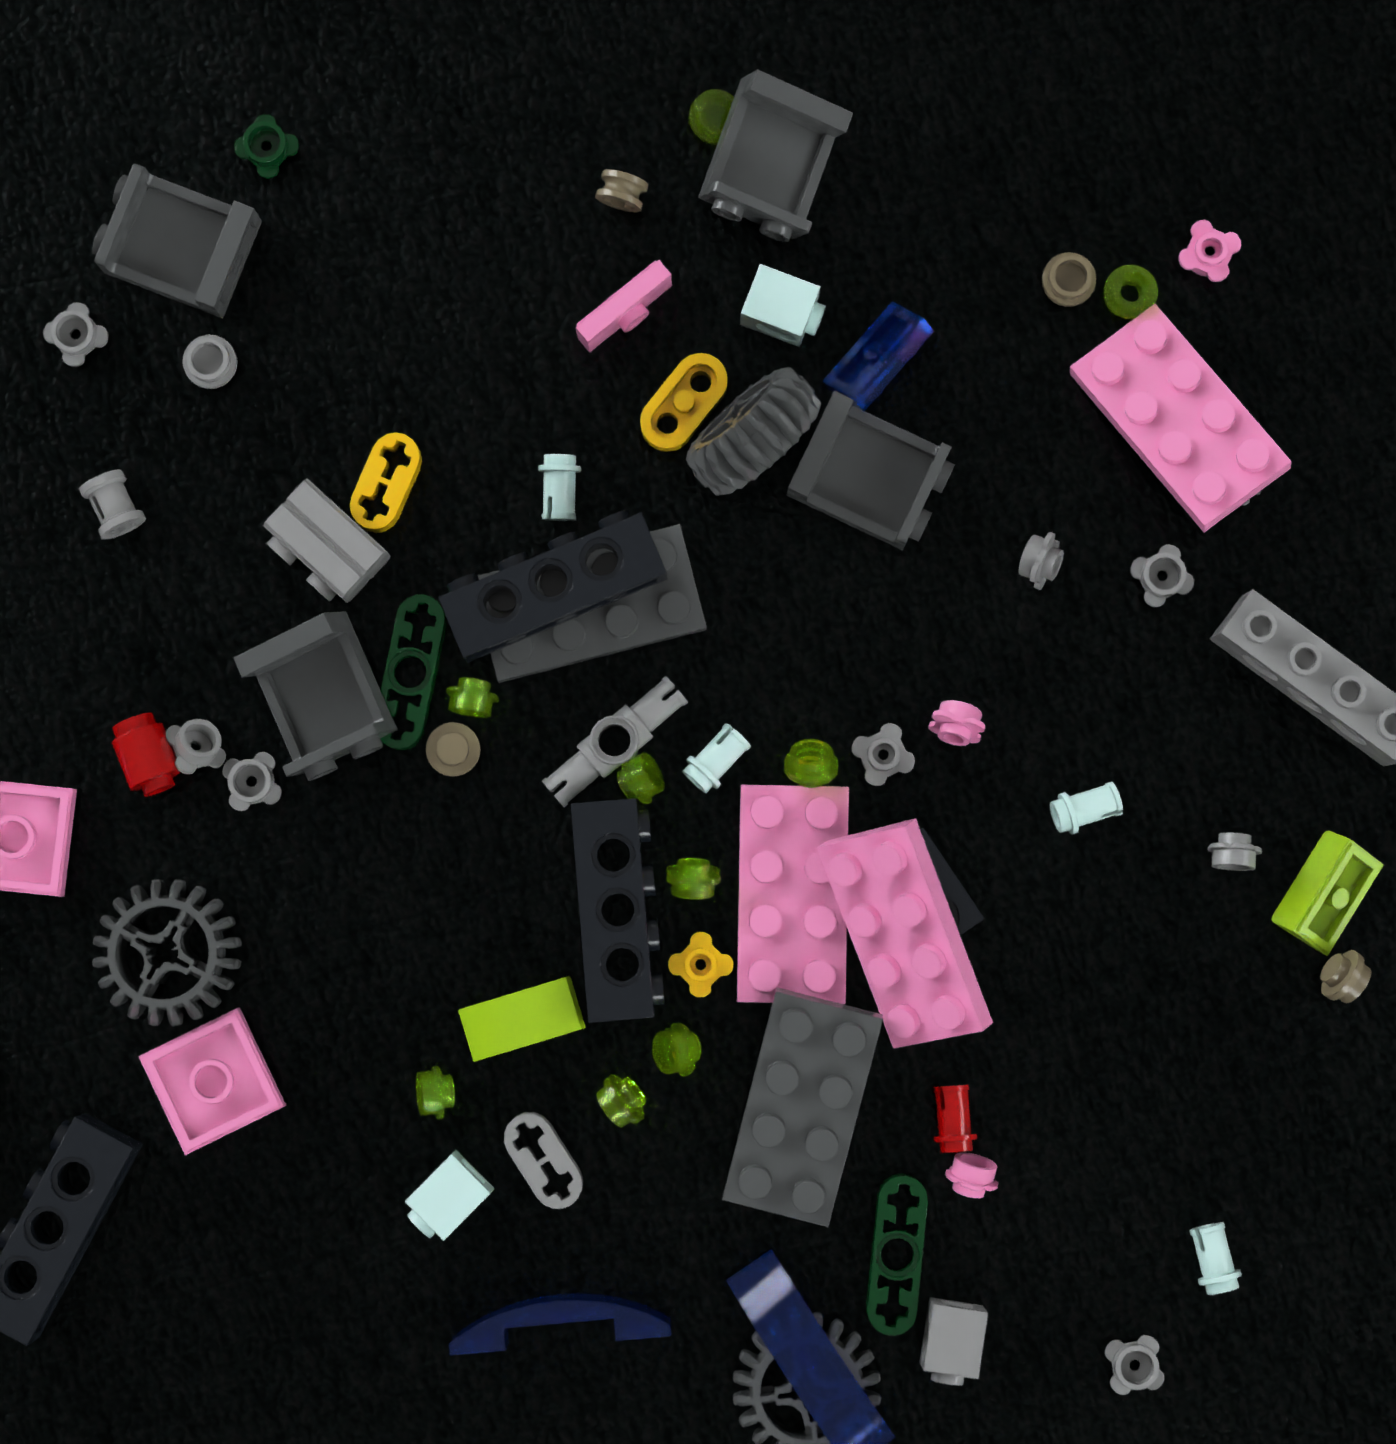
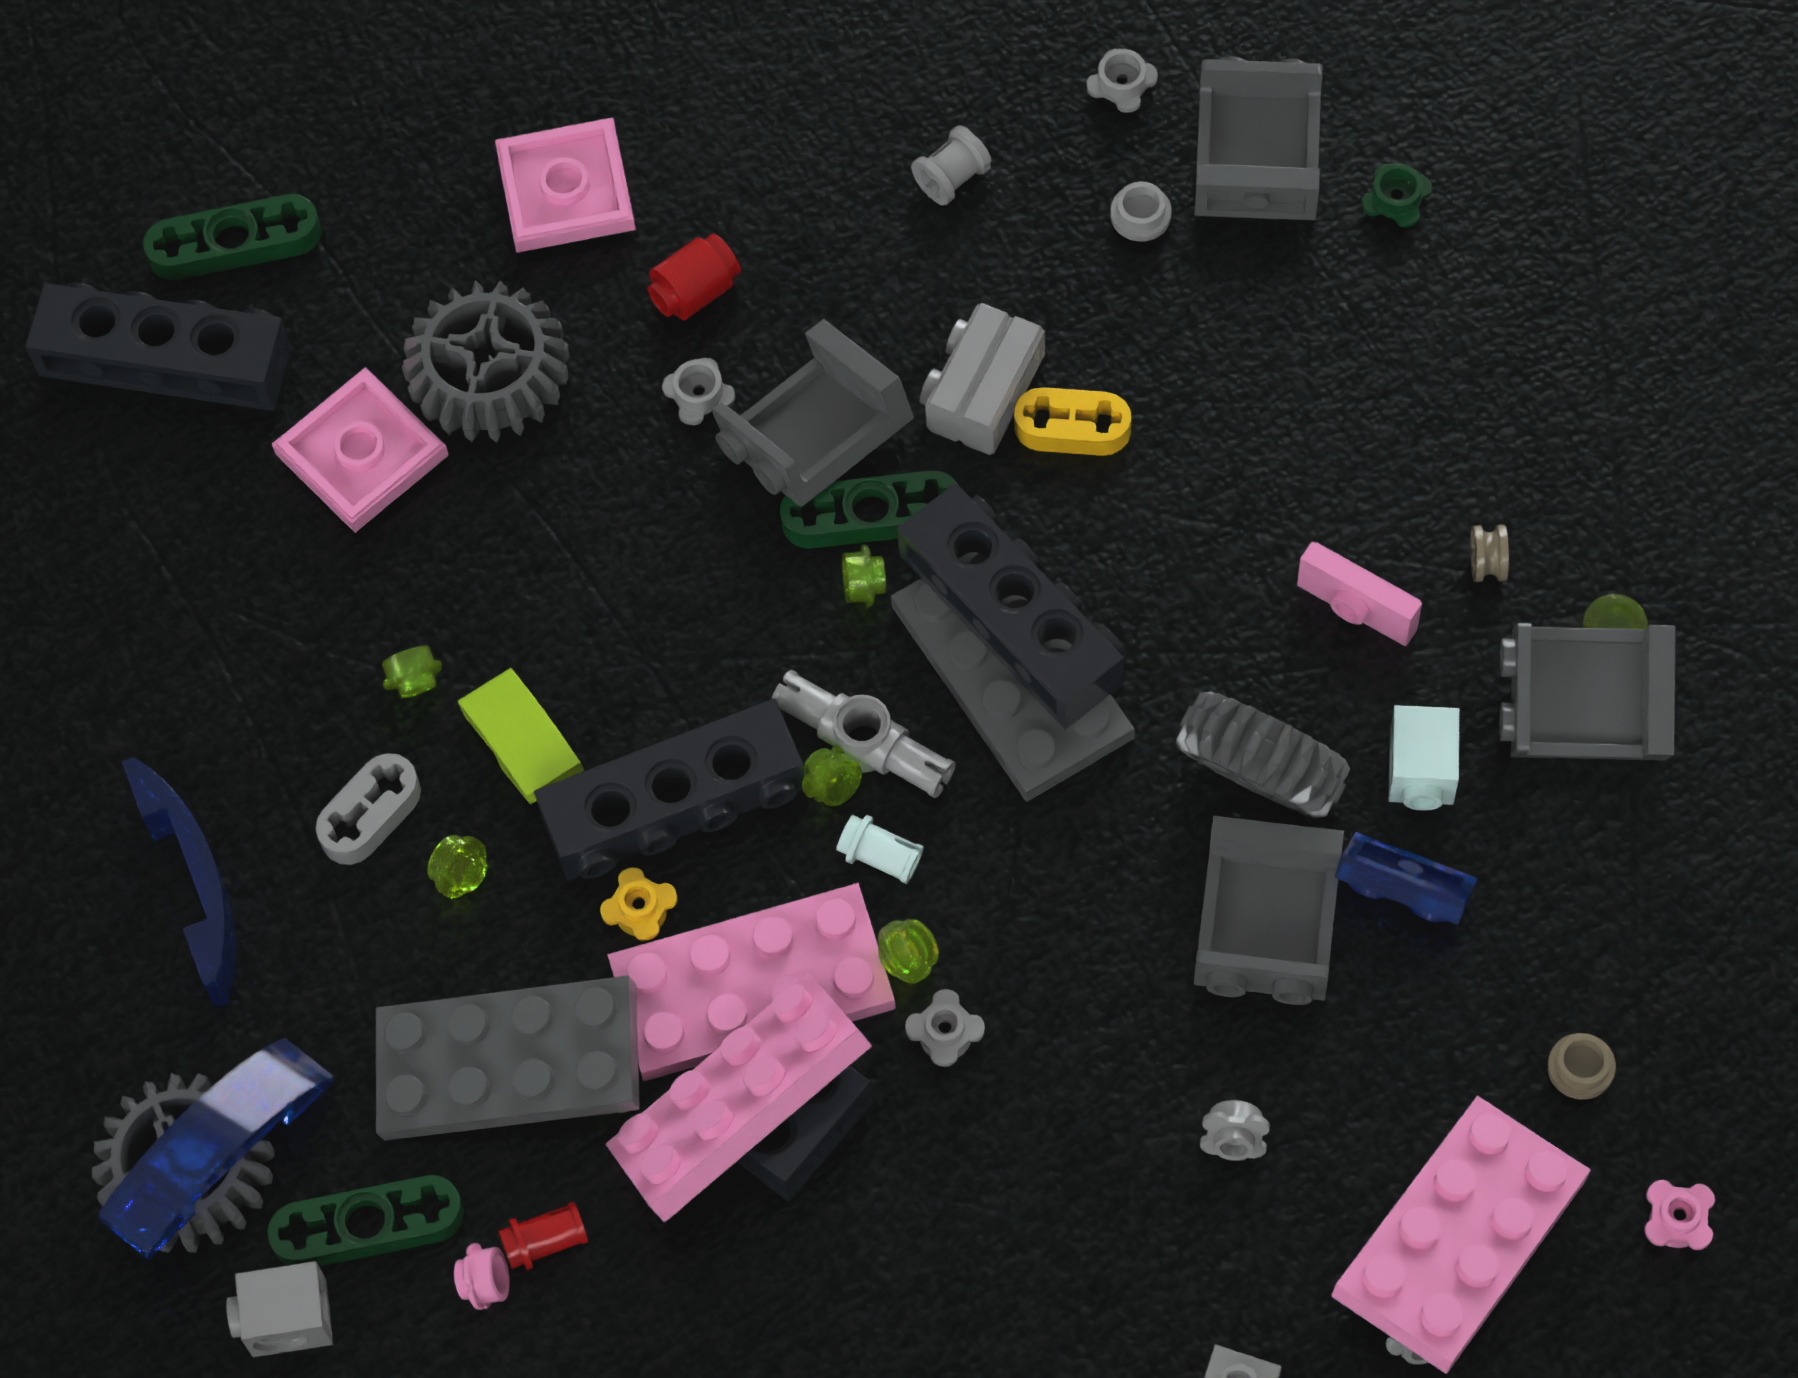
camera: 75 degrees right, 20 degrees down
(203, 735) = (733, 318): light grey plate -> none
(447, 1197) = (300, 718): light aqua brick -> none
(453, 749) = (799, 576): dark tan plate -> none
(559, 487) = (1131, 592): light aqua pin -> none
(676, 1050) = (533, 906): clear neon green plate -> none
(683, 403) = (1277, 687): yellow plate -> none
(693, 878) = (734, 863): clear neon green plate -> none
(957, 723) = (1008, 1096): bright pink plate -> none
(1085, 807) = (957, 1274): light aqua pin -> none
(1135, 276) = (1599, 1122): clear neon green plate -> none
(1177, 577) = (1267, 1261): light grey plate -> none

